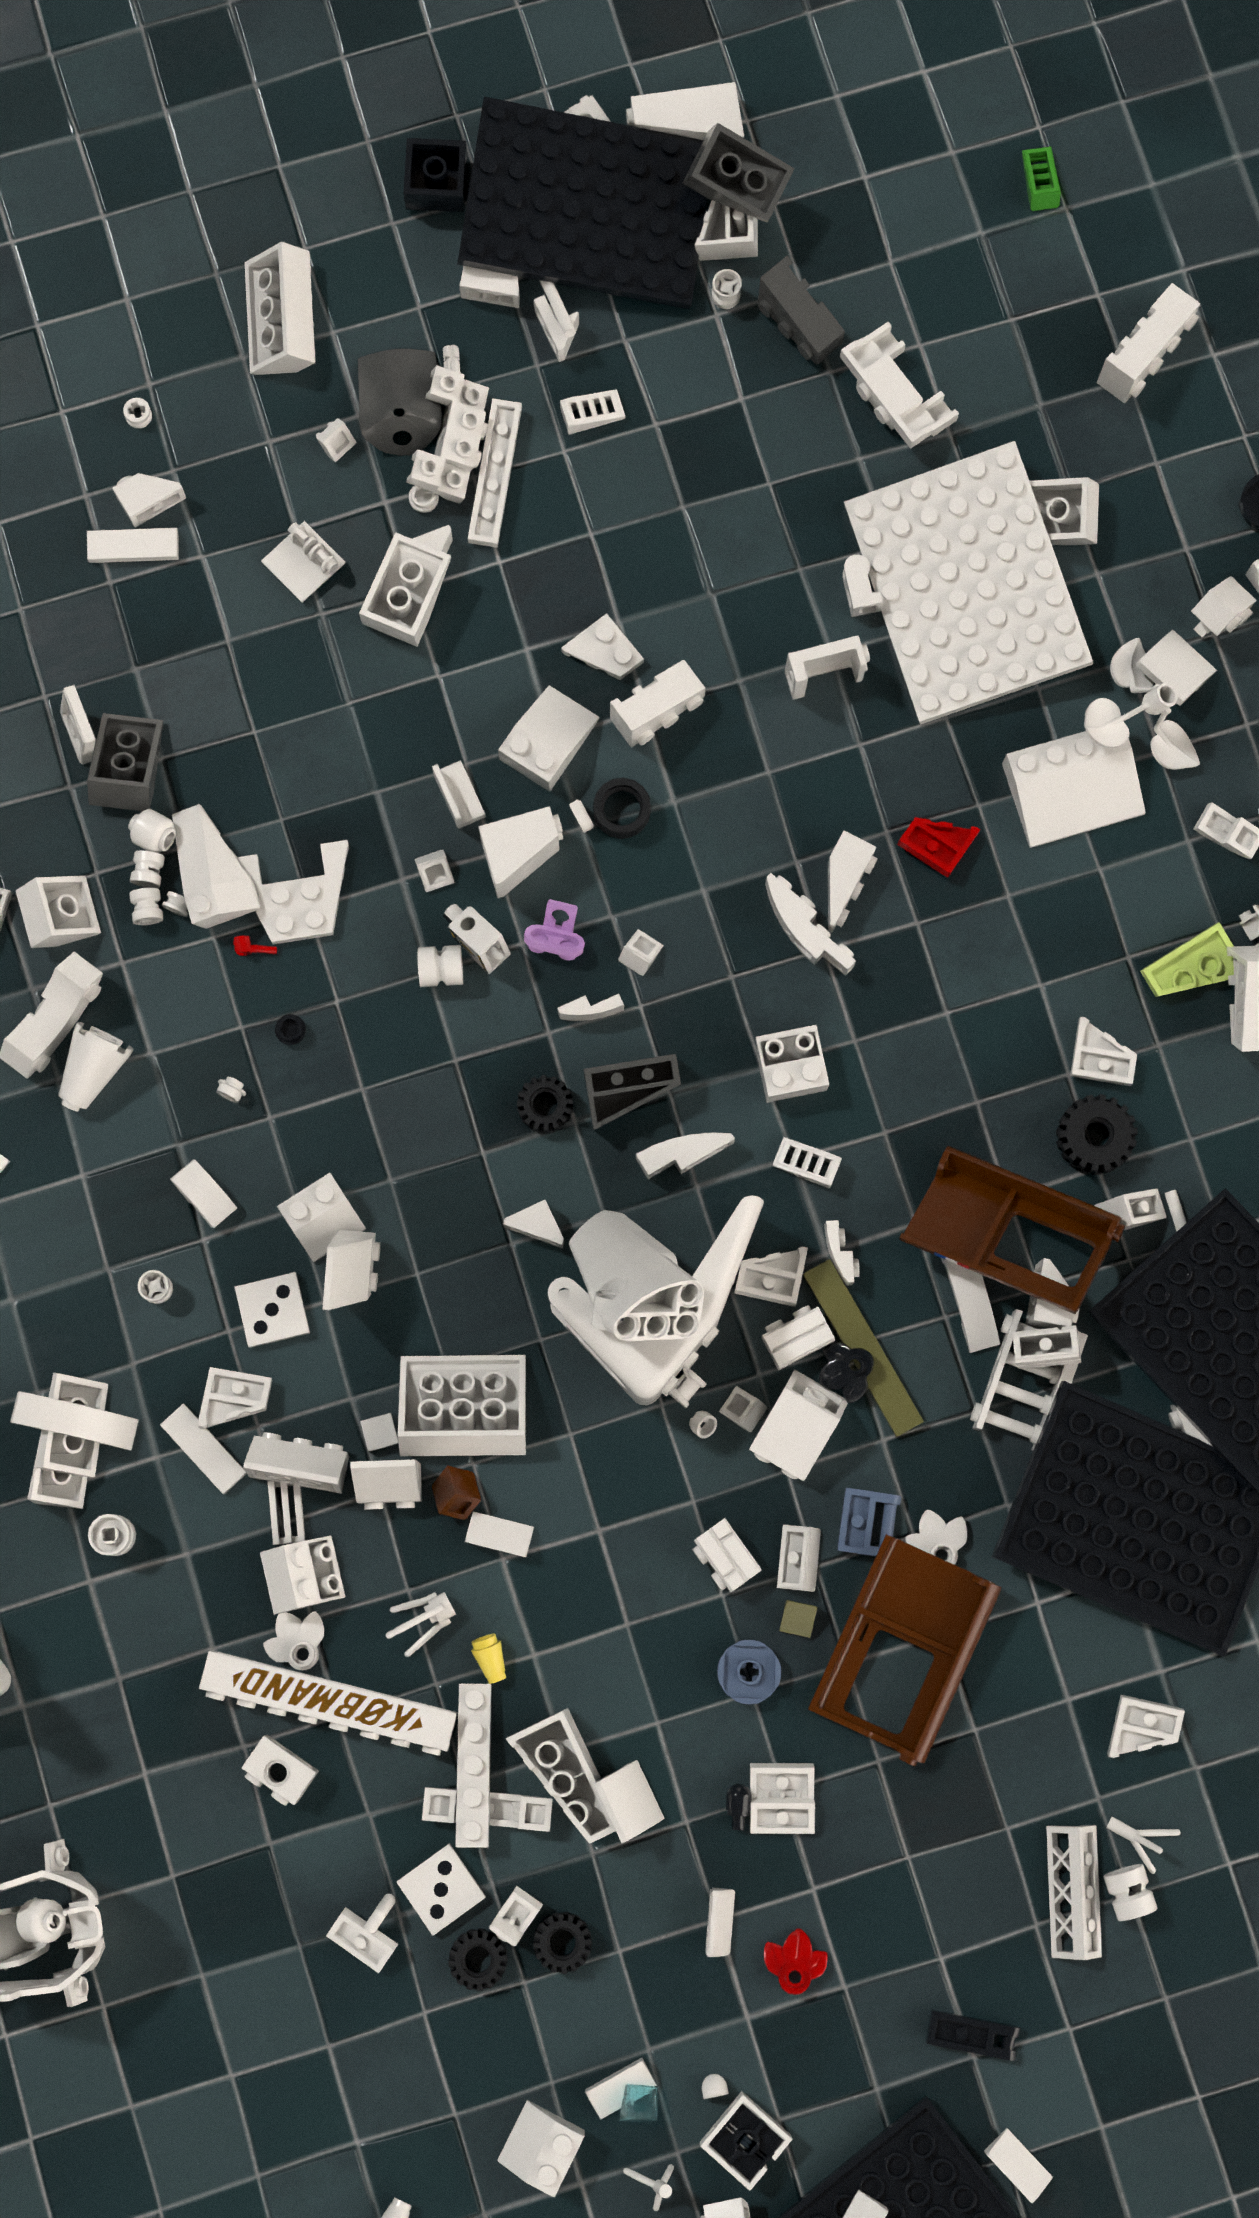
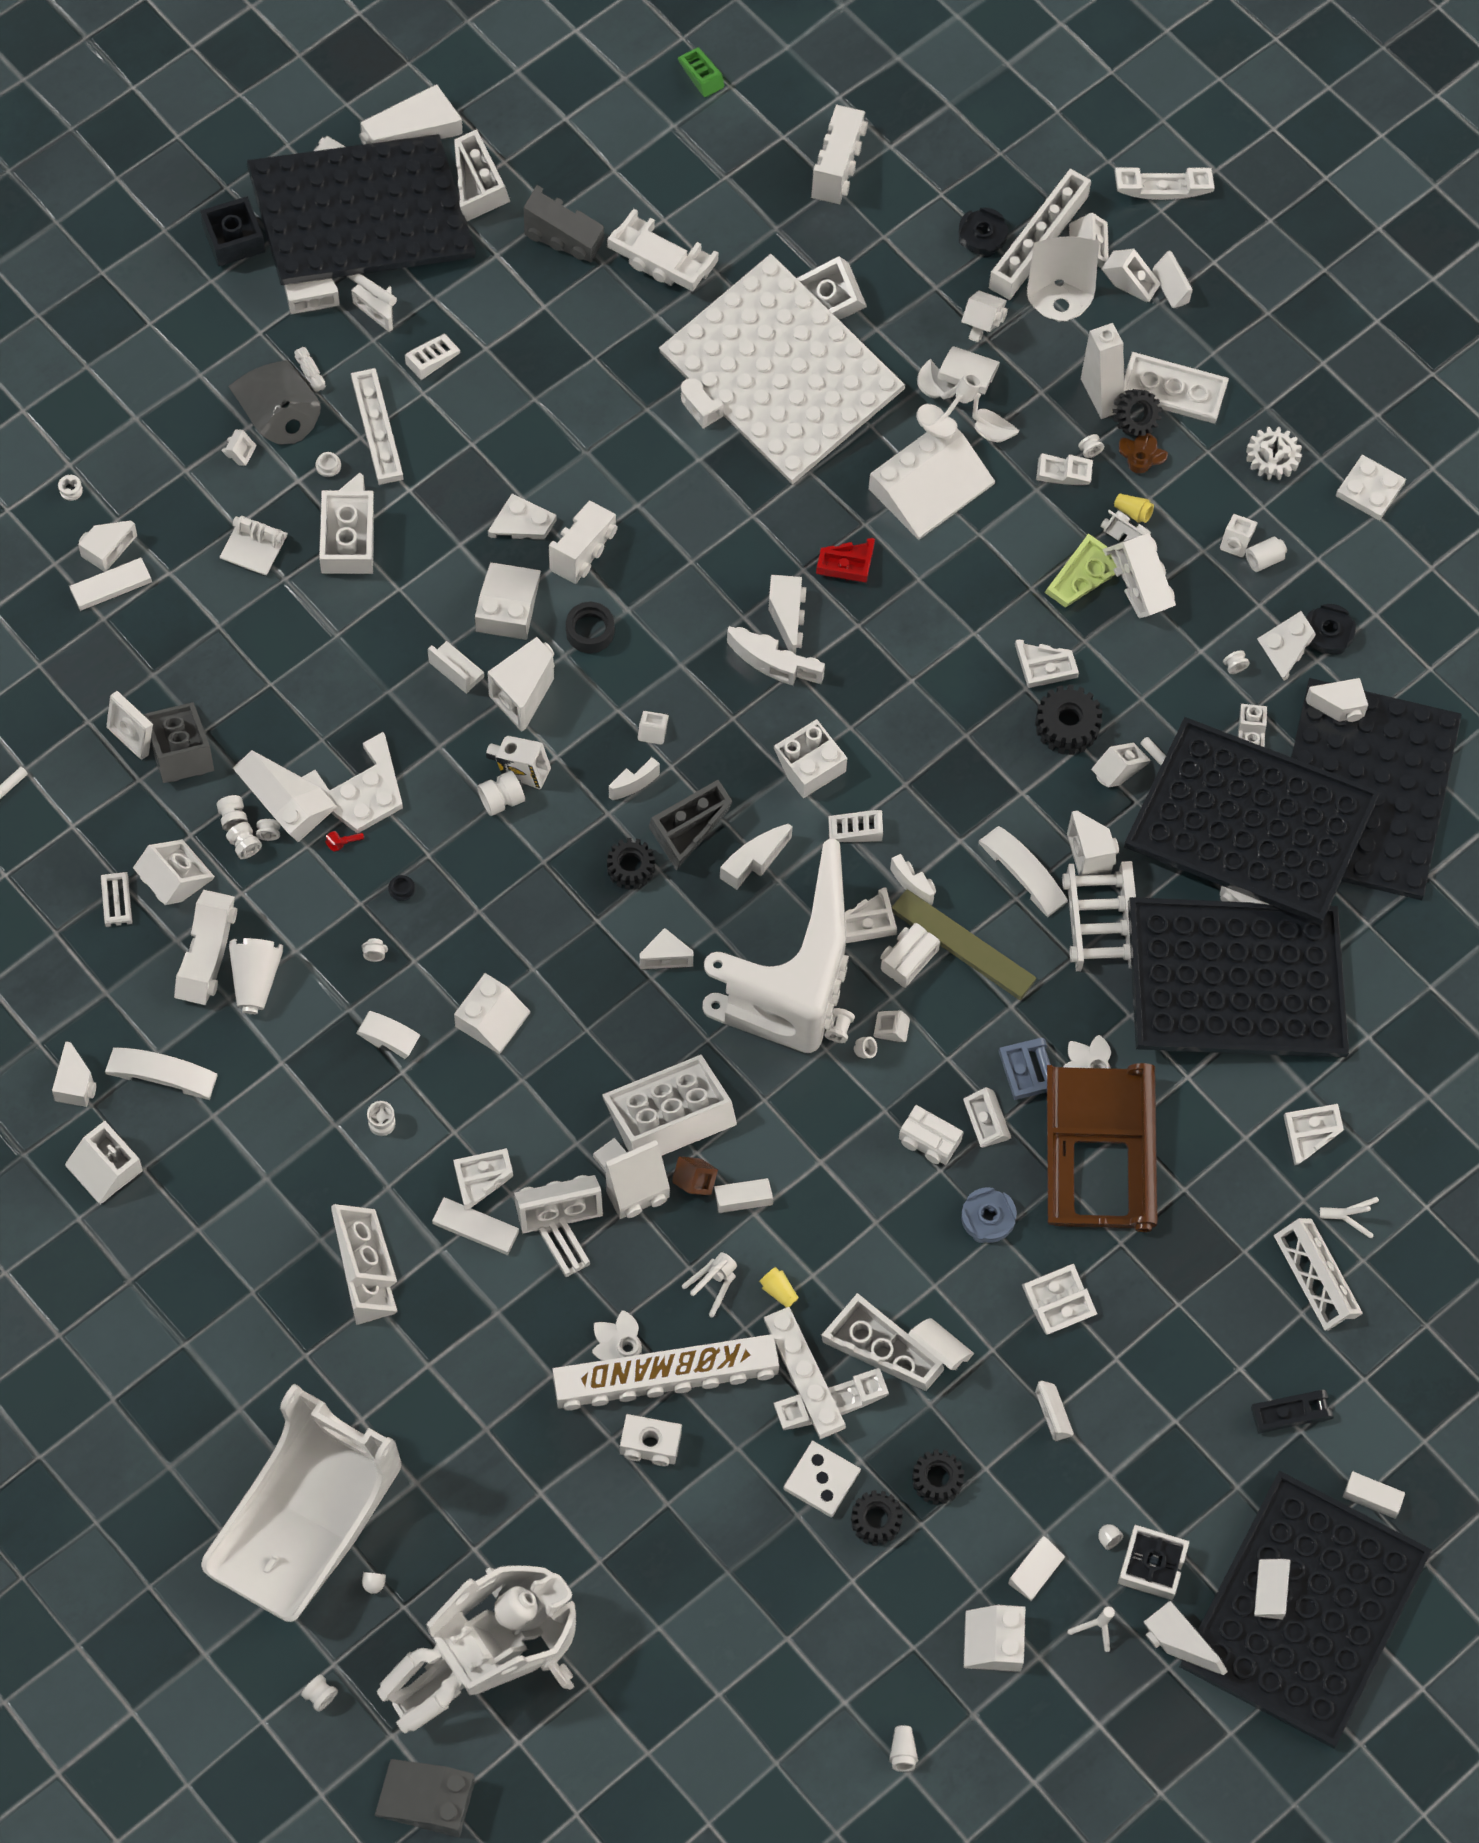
camera: 25 degrees left, 15 degrees down
(74, 1420) = (363, 1234): white slope -> none
(111, 1535) = (432, 1316): white wheel -> none
(152, 831) = (223, 782): white head -> none
(272, 1310) = (483, 1100): white tile -> none
(279, 310) = (152, 372): white slope -> none
(302, 1574) = (599, 1285): white slope -> none
(350, 1268) = (534, 1035): white slope -> none
(363, 1937) = (776, 1538): white plate -> none
(434, 870) = (462, 729): white slope -> none
(458, 439) = (338, 410): white bracket -> none
(515, 1916) = (891, 1470): white bracket -> none
(554, 937) = (581, 740): lavender bracket -> none
(581, 815) = (560, 643): white tile -> none
(635, 1280) = (774, 934): white panel -> none
(639, 2103) = (1057, 1573): clear light blue slope -> none
(726, 282) = (497, 231): white wheel -> none
(738, 174) = (471, 142): dark grey slope -> none
(738, 1805) = (1027, 1317): black cylinder -> none
(797, 1957) = (1127, 1412): red plate -> none
(798, 1426) = (941, 1019): white slope -> none
(798, 1618) = (1008, 1160): olive slope -> none
(825, 659) = (698, 460): white panel -> none
(842, 1372) = (956, 966): black plate -> none
(972, 1208) = (999, 801): reddish brown piece -> none
(1046, 1347) = (1105, 877): white brick -> none
(1134, 1903) = (1361, 1253): white wheel -> none

